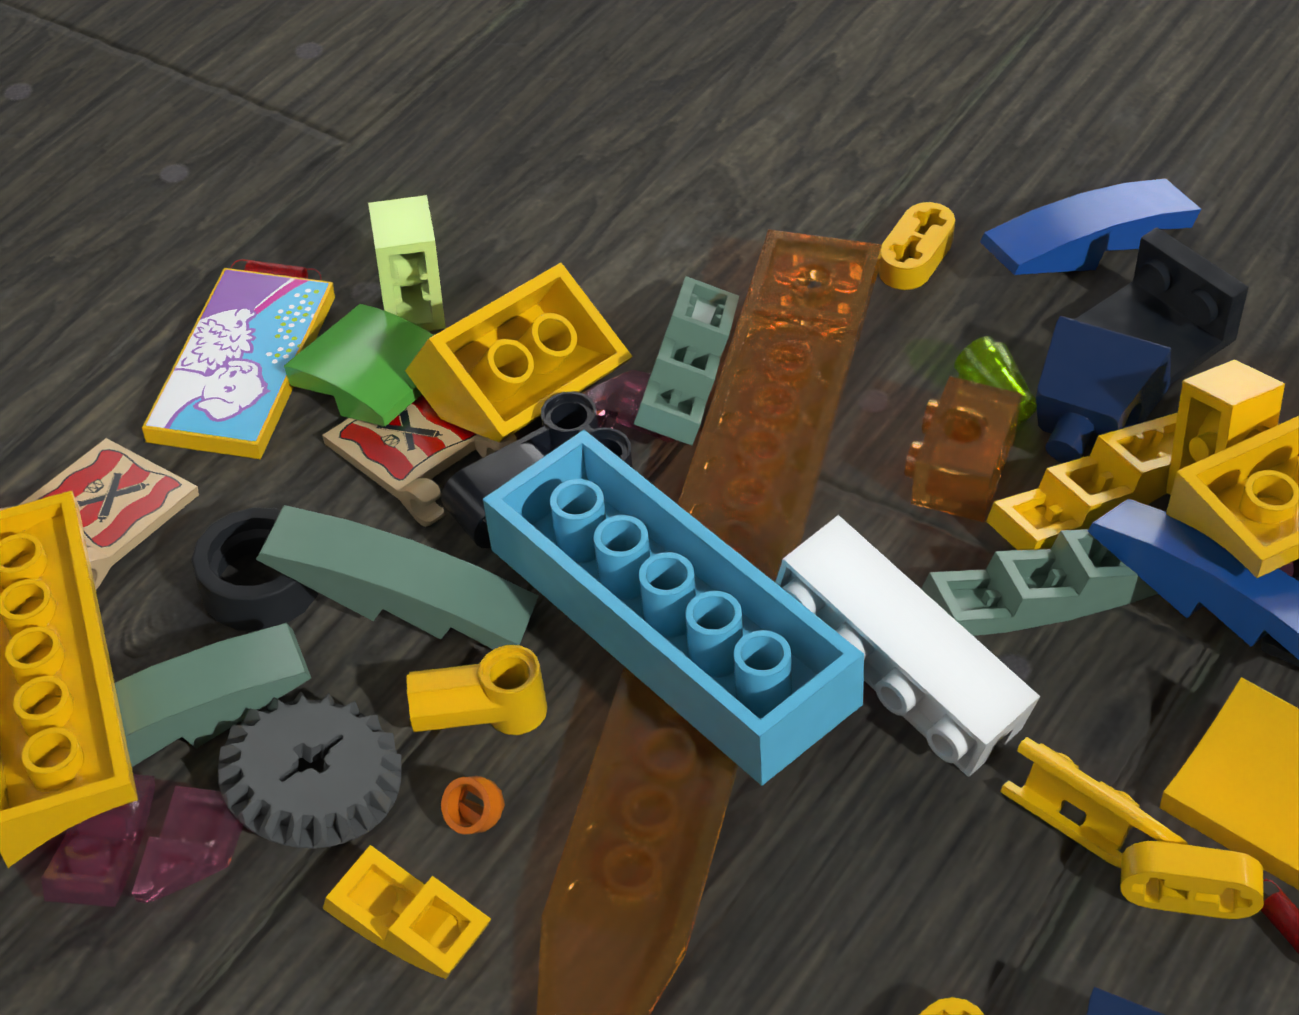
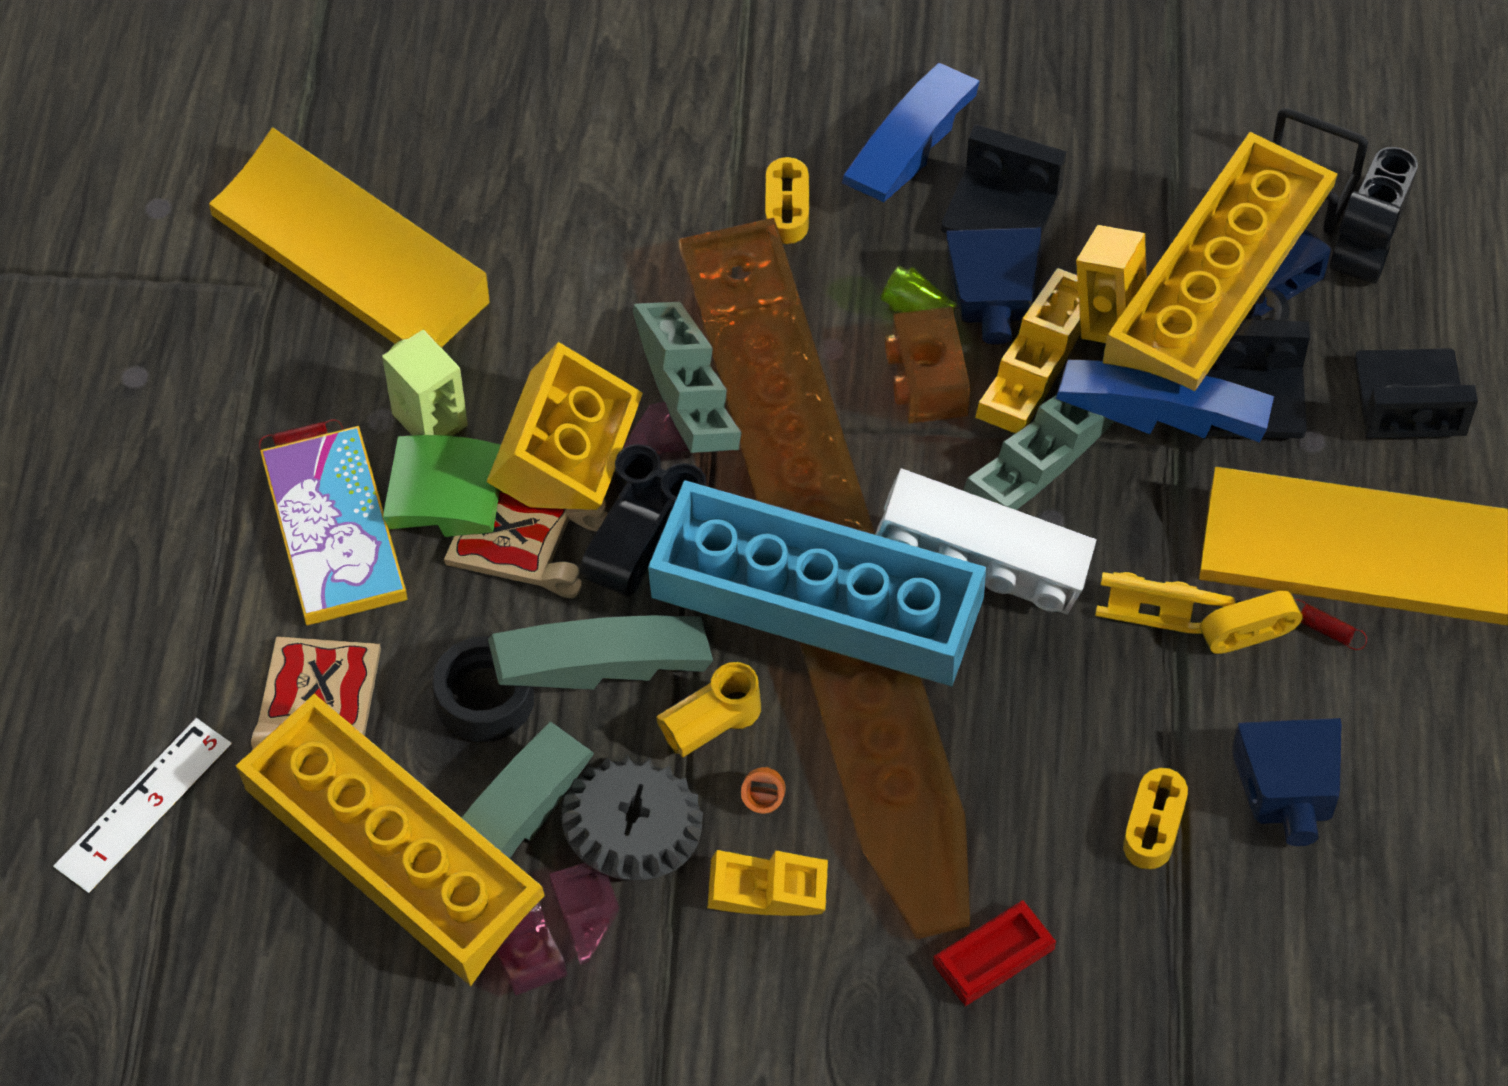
camera: 30 degrees left, 10 degrees up
(452, 138) = (350, 244): none -> yellow arch

